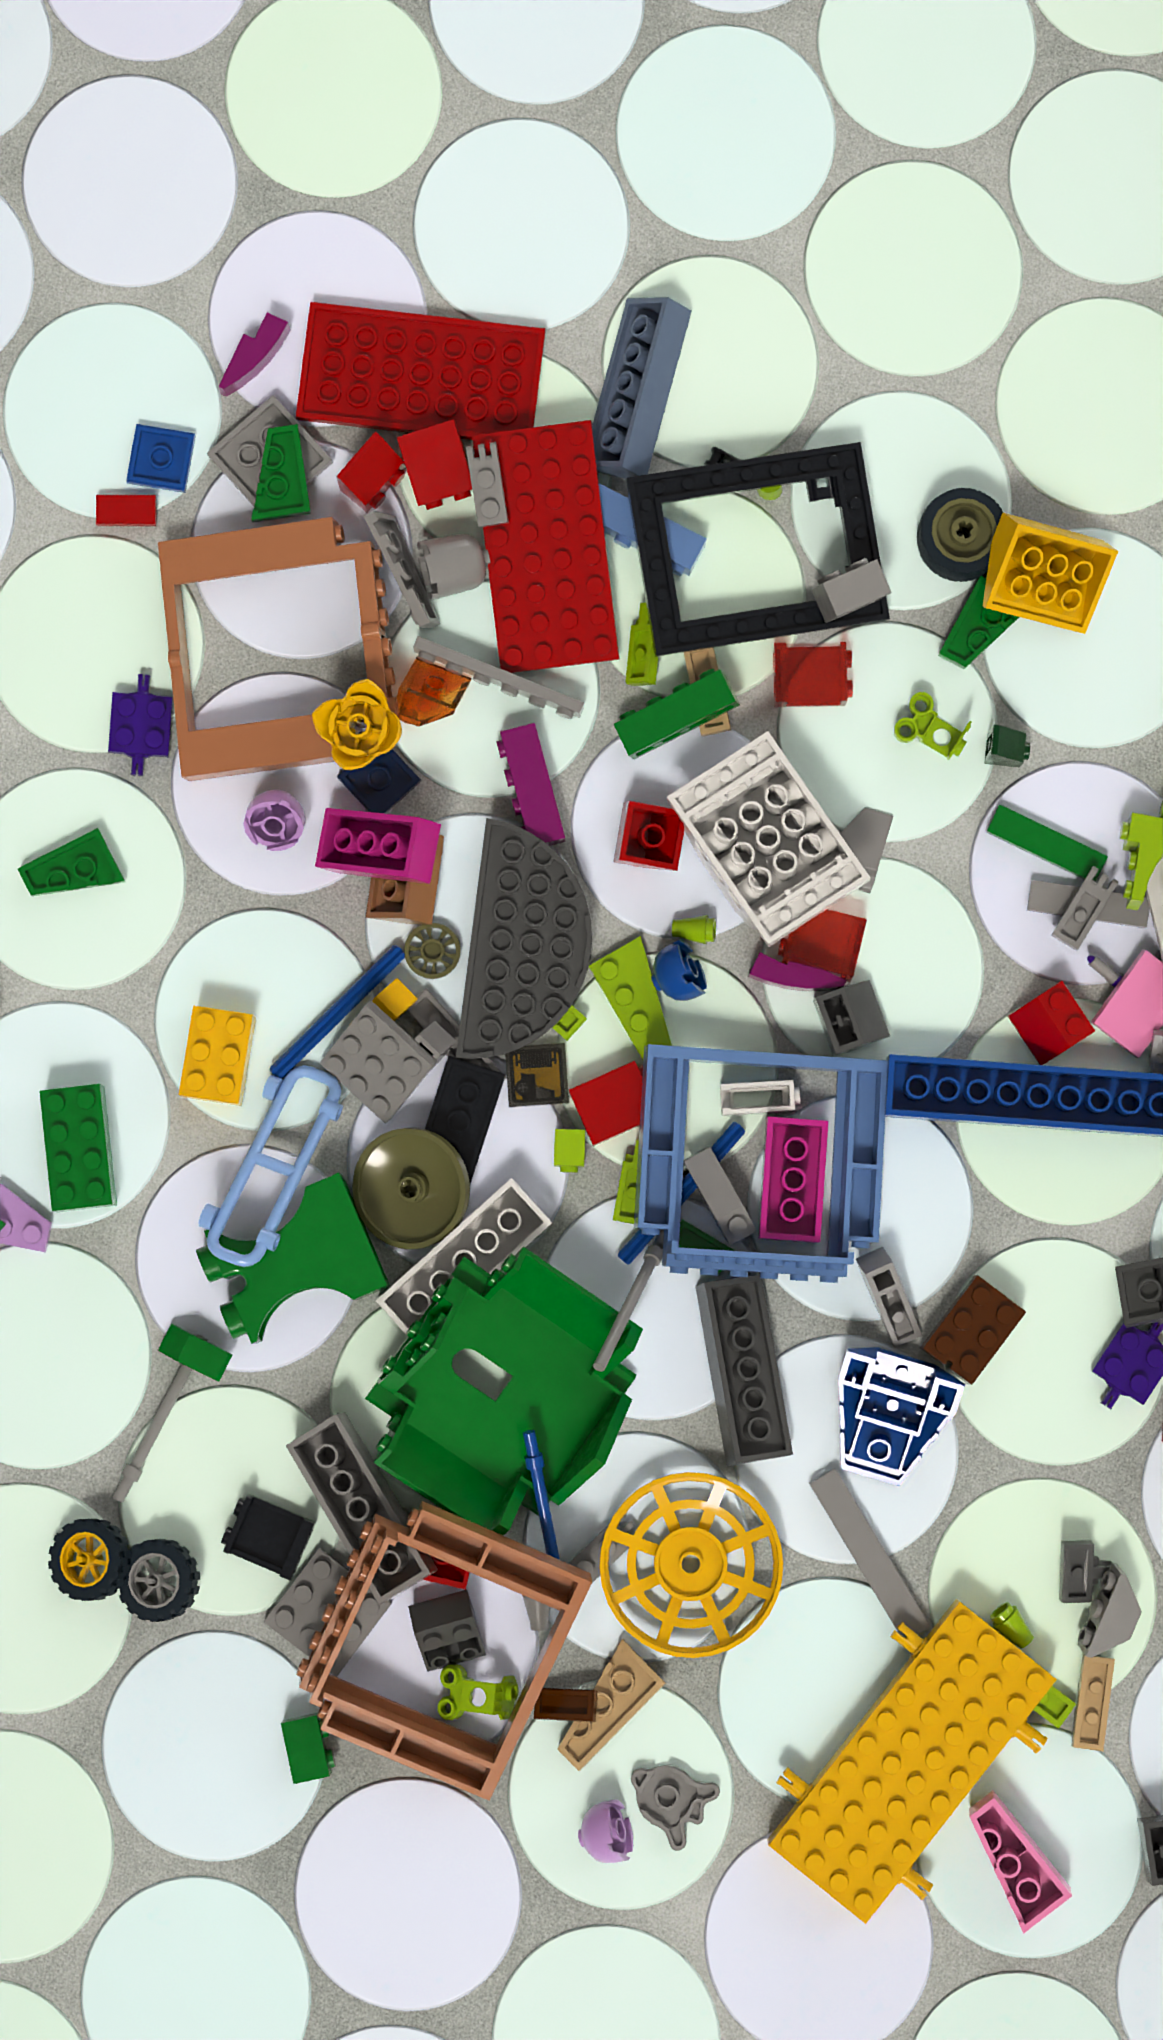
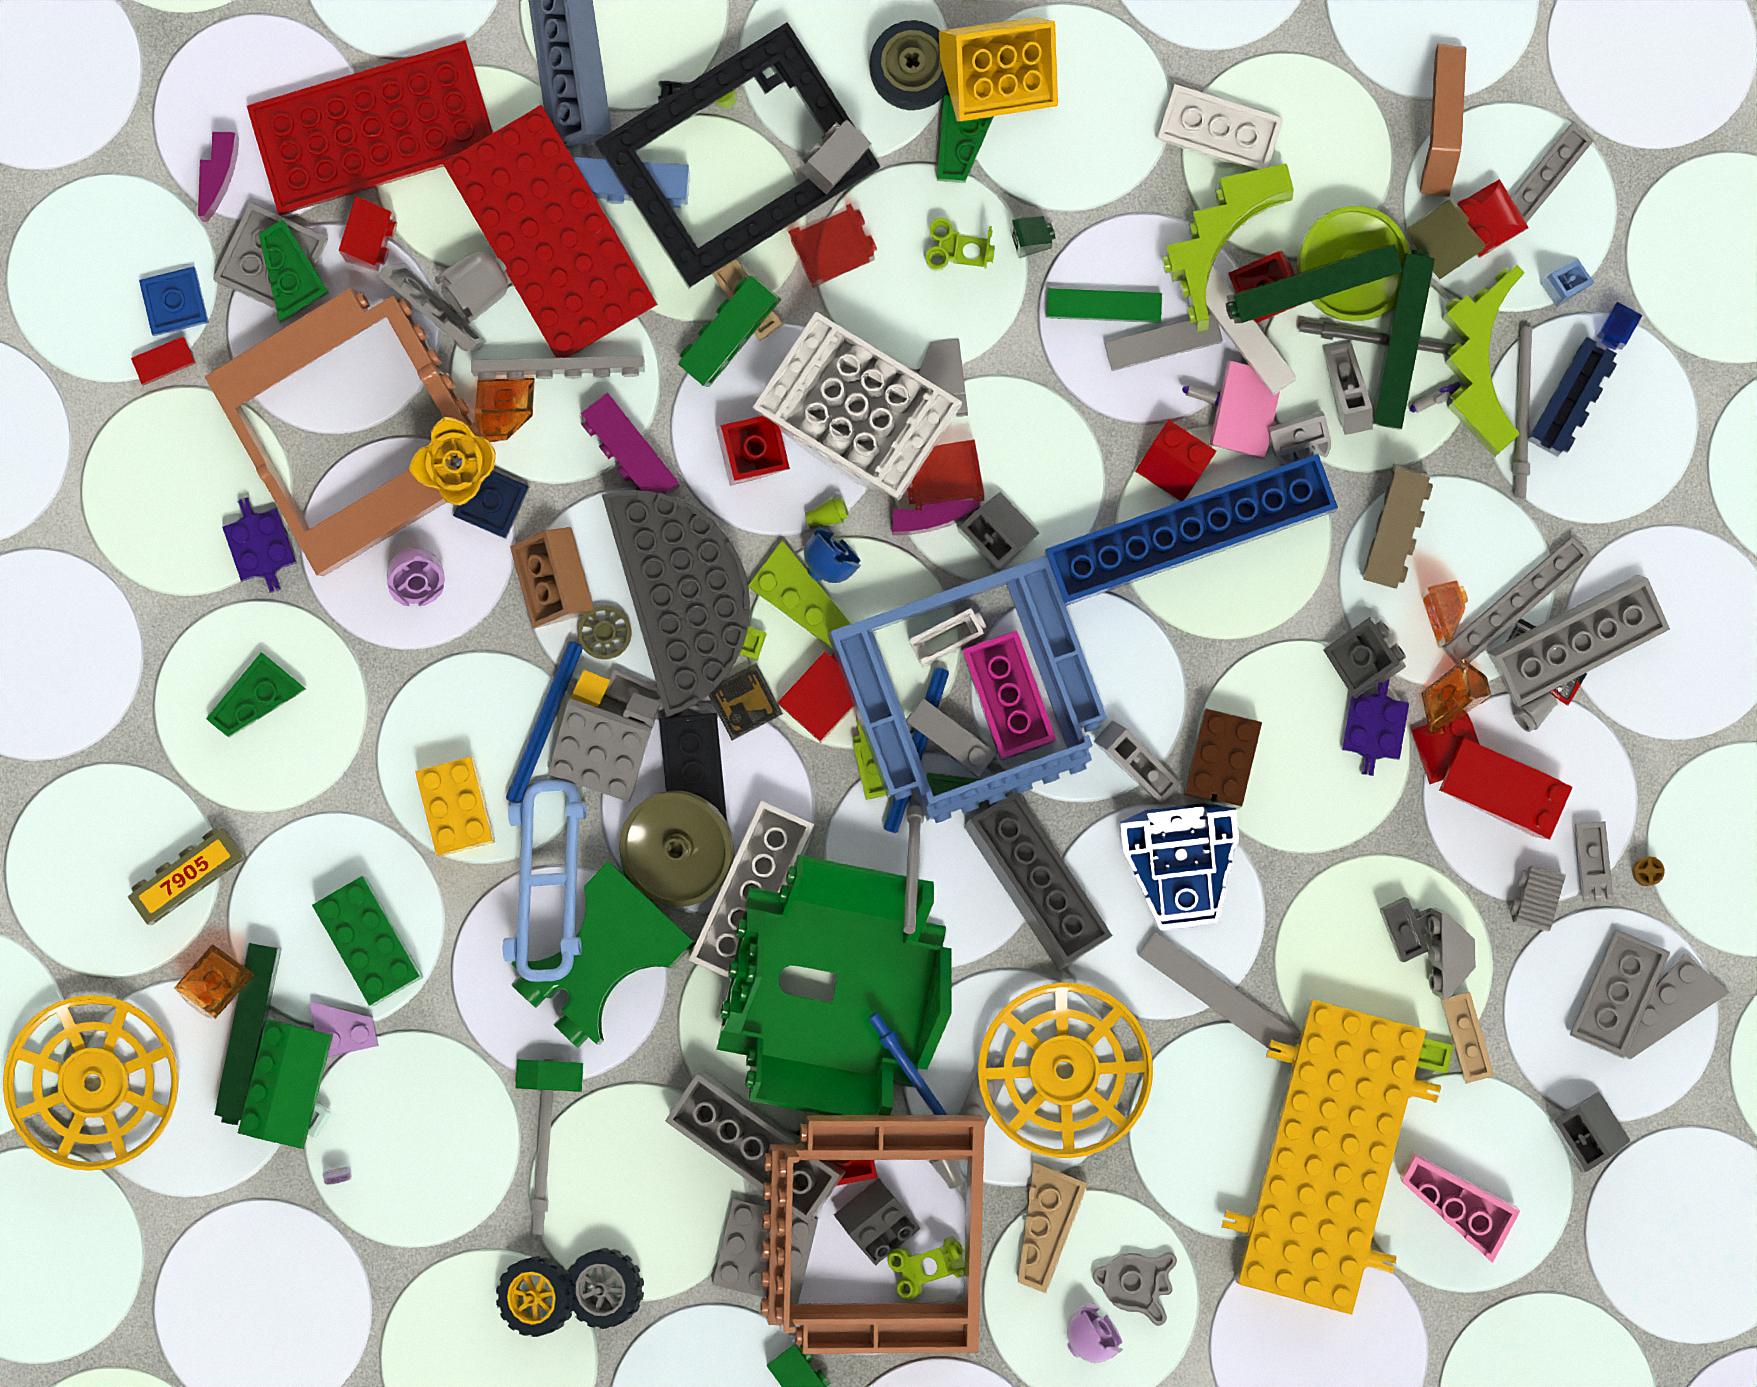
camera: 20 degrees left, 0 degrees up
(268, 1535) = (683, 1208): black panel -> none
(378, 845) = (516, 559): dark pink brick -> none
(436, 464) = (422, 201): red brick -> none
(487, 486) = (475, 202): light grey hinge -> none
(566, 1705) = (1009, 1240): reddish brown tile -> none
(569, 1149) = (801, 754): lime brick -> none
(641, 656) = (677, 296): lime hinge -> none
(1012, 1625) = (1366, 1000): lime cone -> none
(1084, 910) = (1161, 349): light grey hinge -> none

